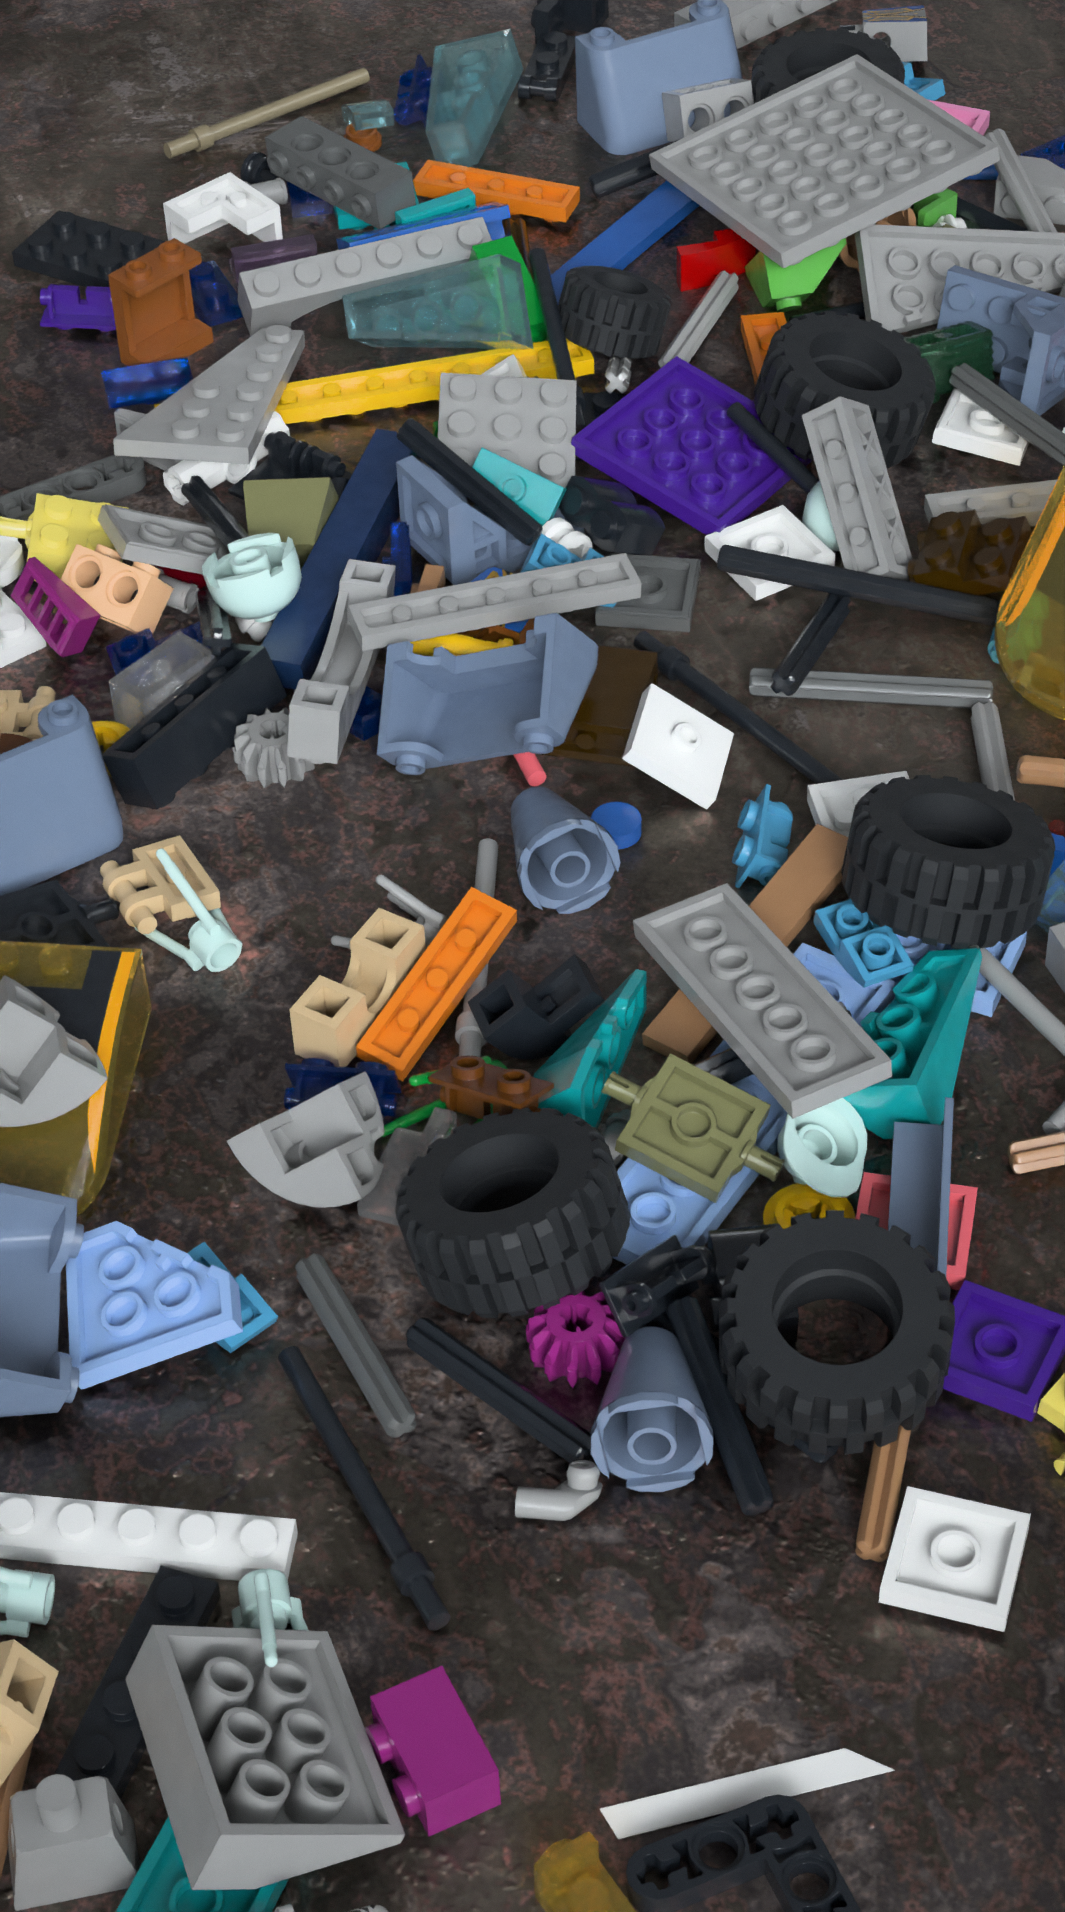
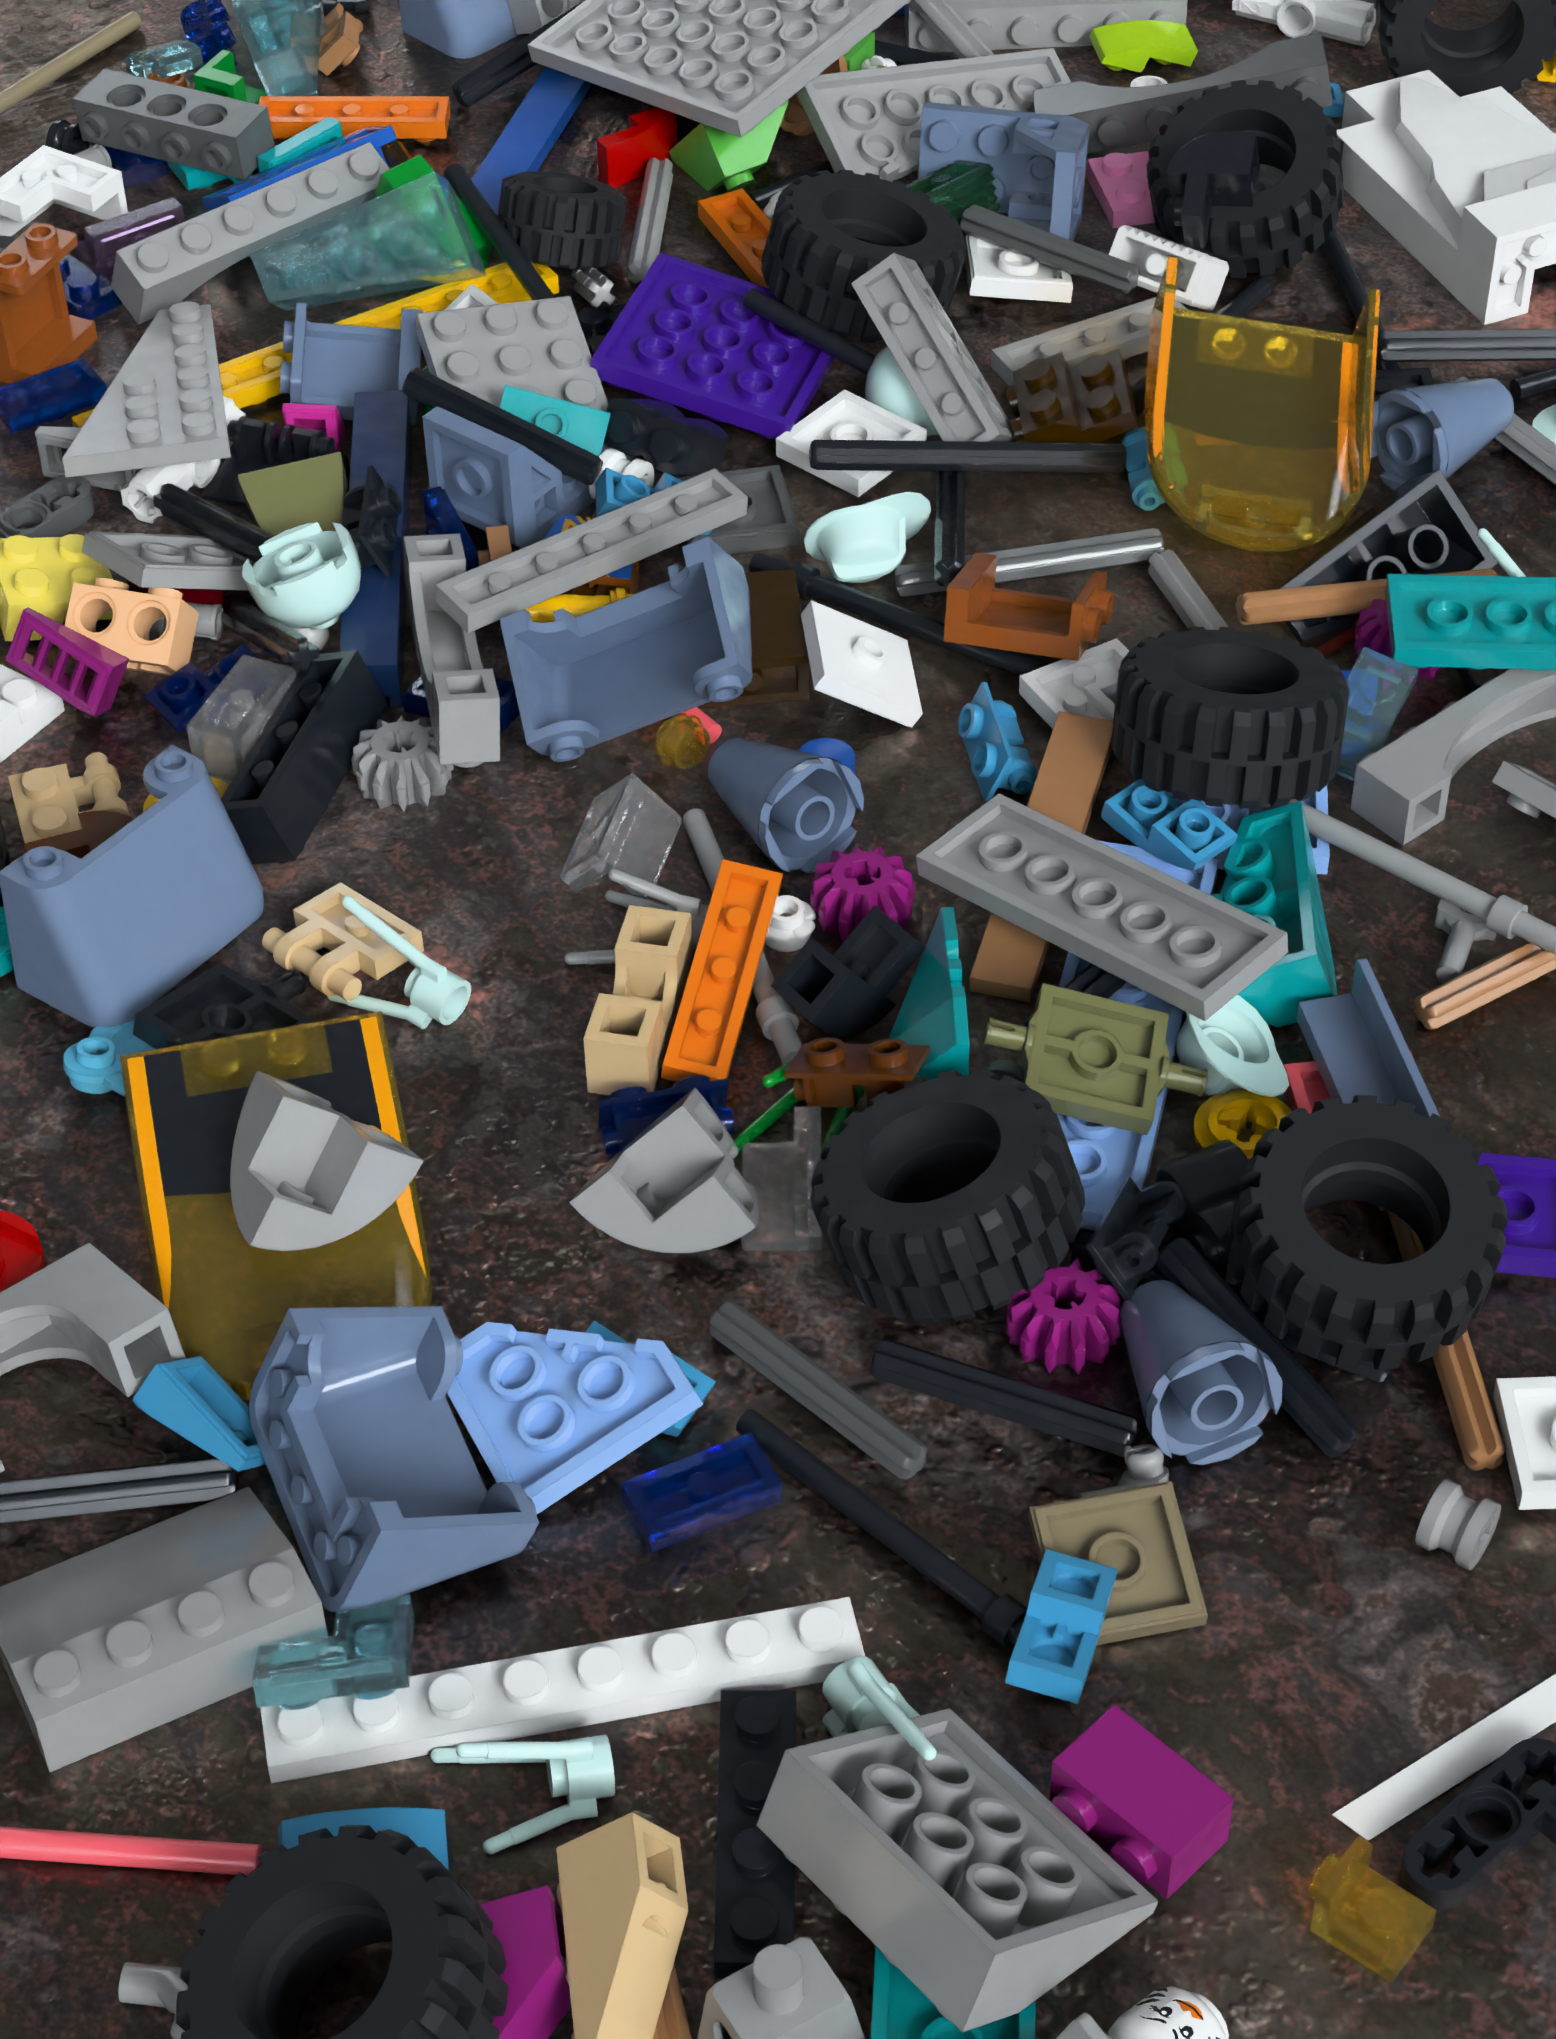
camera: 20 degrees left, 0 degrees up
(222, 1402) = (701, 1492): none -> clear blue plate
(331, 543) = (372, 520): none -> black hinge
(341, 444) = (316, 417): none -> dark pink slope
(378, 398) = (341, 360): none -> sand blue panel
(402, 144) = (220, 78): none -> green panel
(422, 851) = (623, 831): none -> clear panel
(444, 1592) = (1061, 1626): none -> dark azure slope
(506, 779) = (682, 741): none -> clear yellow plate
(515, 124) = (340, 40): none -> medium nougat plate
(518, 1555) = (1143, 1539): none -> dark tan plate
(520, 952) = (790, 924): none -> white plate
(591, 934) = (856, 882): none -> magenta gear
(739, 638) = (867, 538): none -> light aqua piece
(807, 727) = (1023, 620): none -> dark orange panel
(814, 1599) = (1458, 1524): none -> light grey wheel

